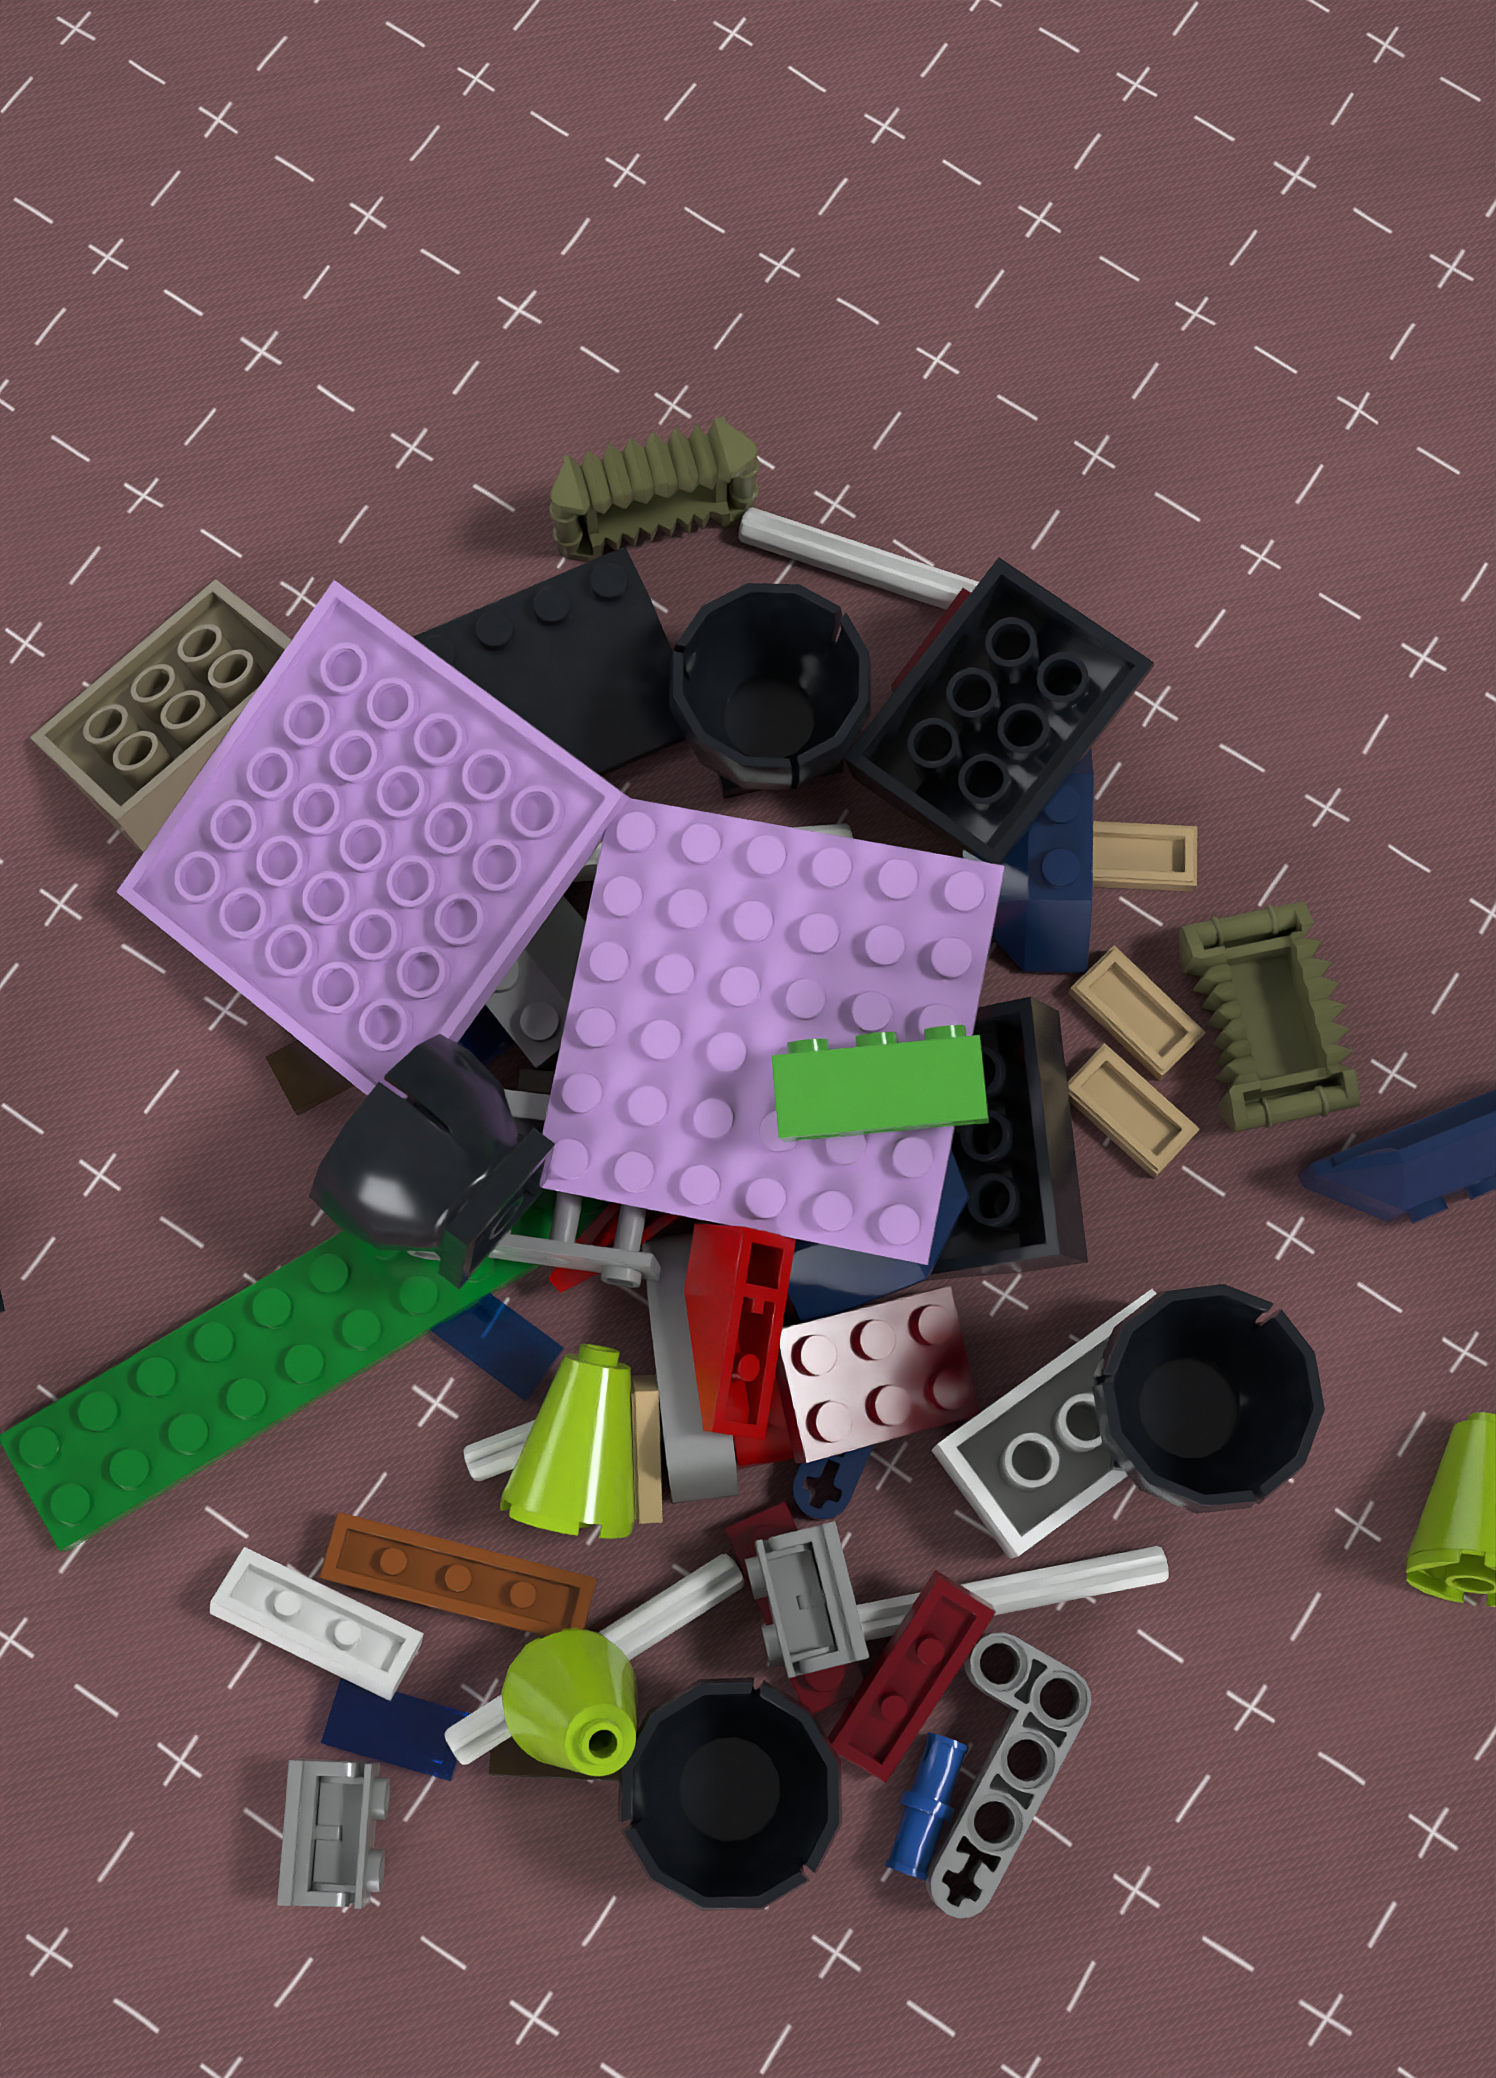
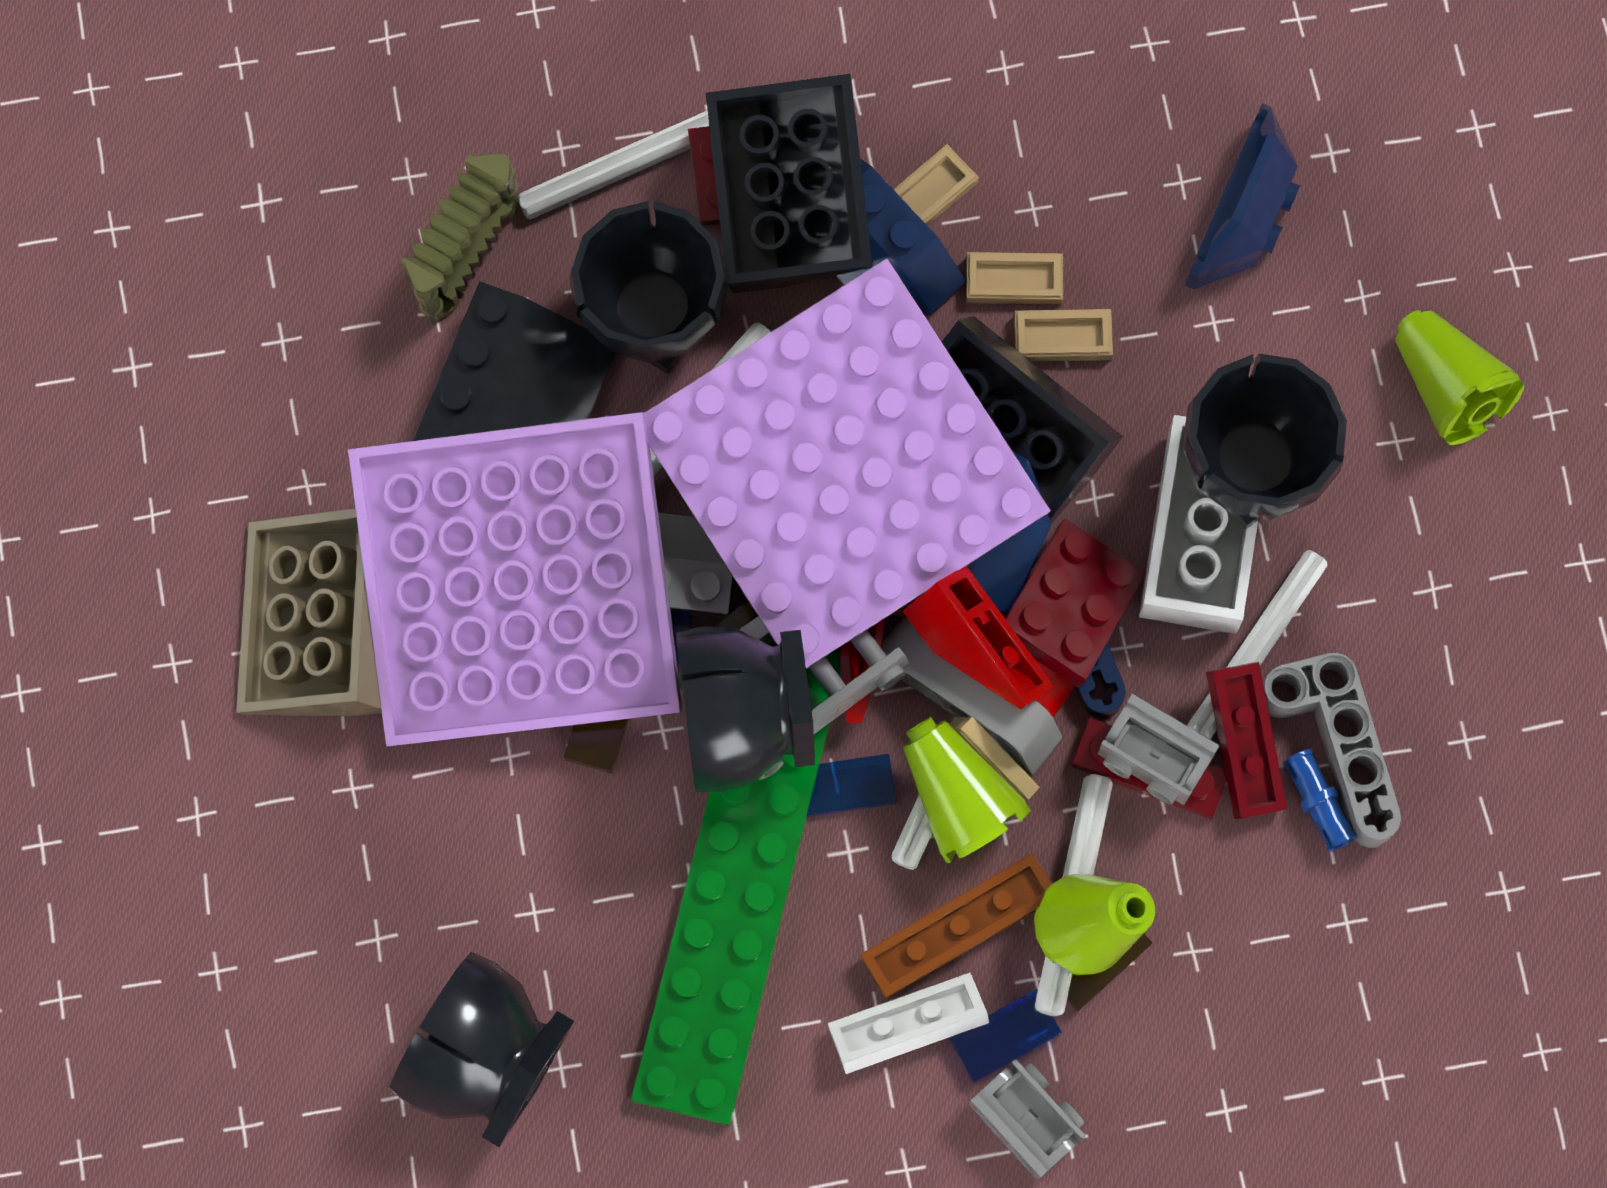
camera: 40 degrees left, 0 degrees up
(730, 1794) = (1220, 879): black plate -> none
(879, 1085) = (939, 435): bright green brick -> none
(1271, 1016) = (1089, 211): olive piece -> none

